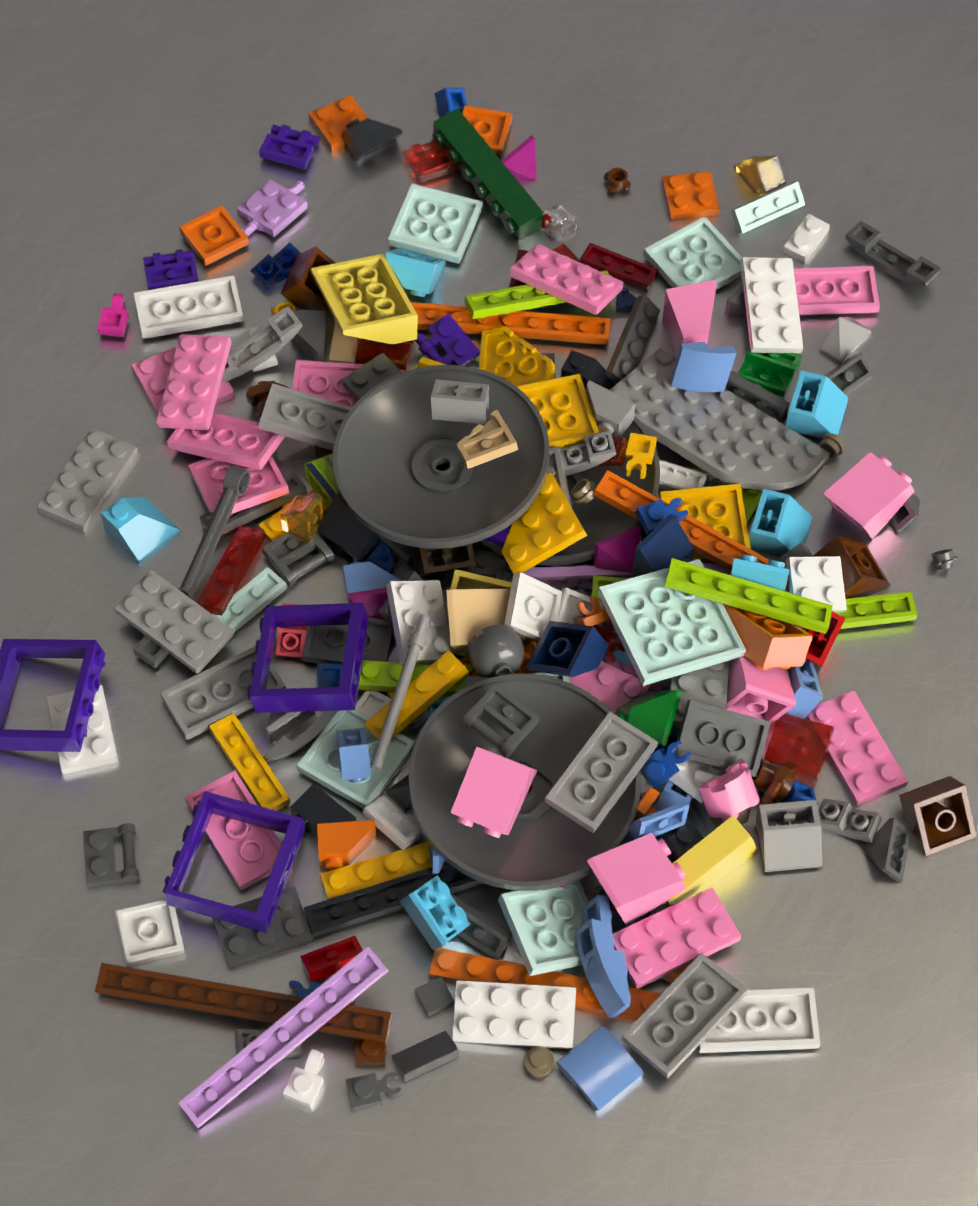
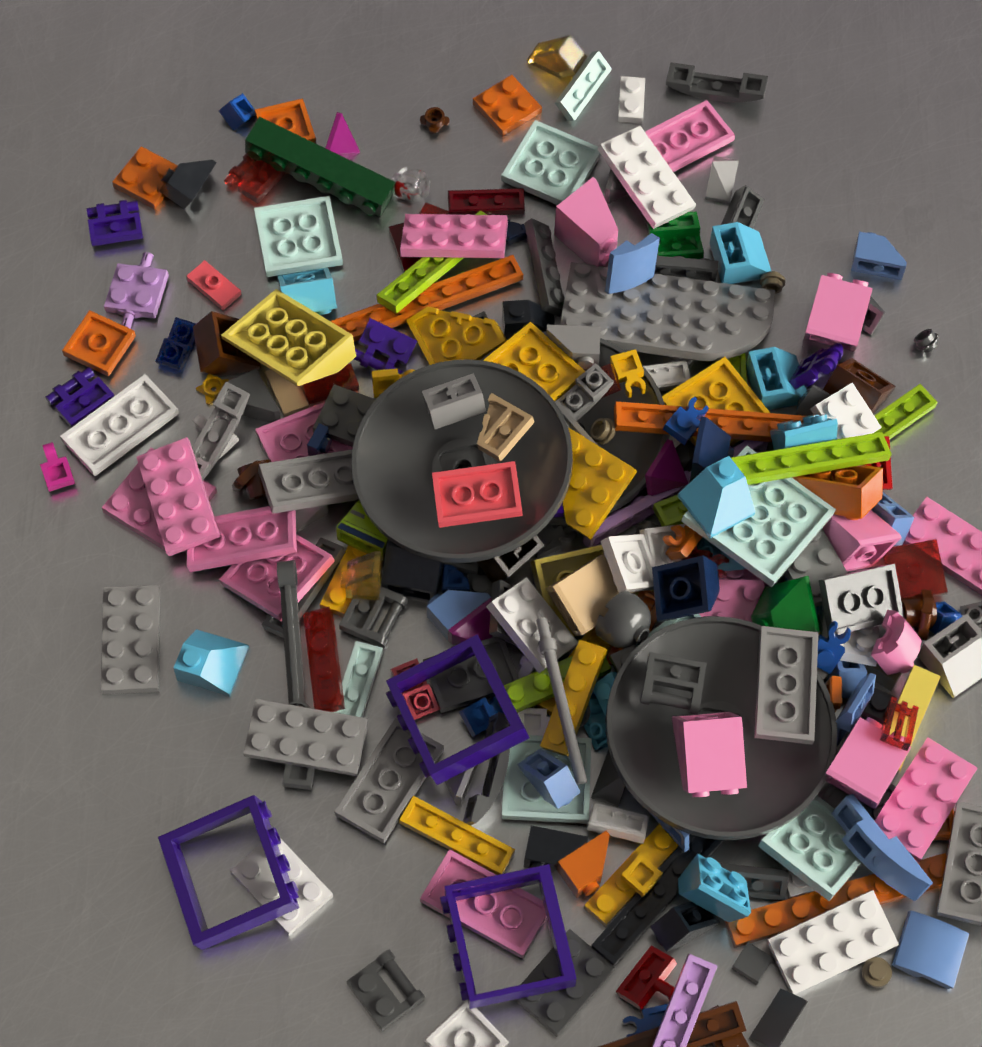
camera: 30 degrees left, 5 degrees up
(339, 232) = (213, 285): none -> coral plate
(339, 391) = (320, 441): none -> dark blue plate
(380, 871) = (641, 875): none -> yellow plate
(392, 932) = (683, 925): none -> black slope
(430, 485) = (477, 494): none -> coral plate
(638, 585) = (718, 497): none -> medium azure slope
(695, 847) = (903, 710): none -> clear red tile
(820, 530) = (820, 361): none -> dark purple plate
(943, 466) = (877, 257): none -> medium blue slope

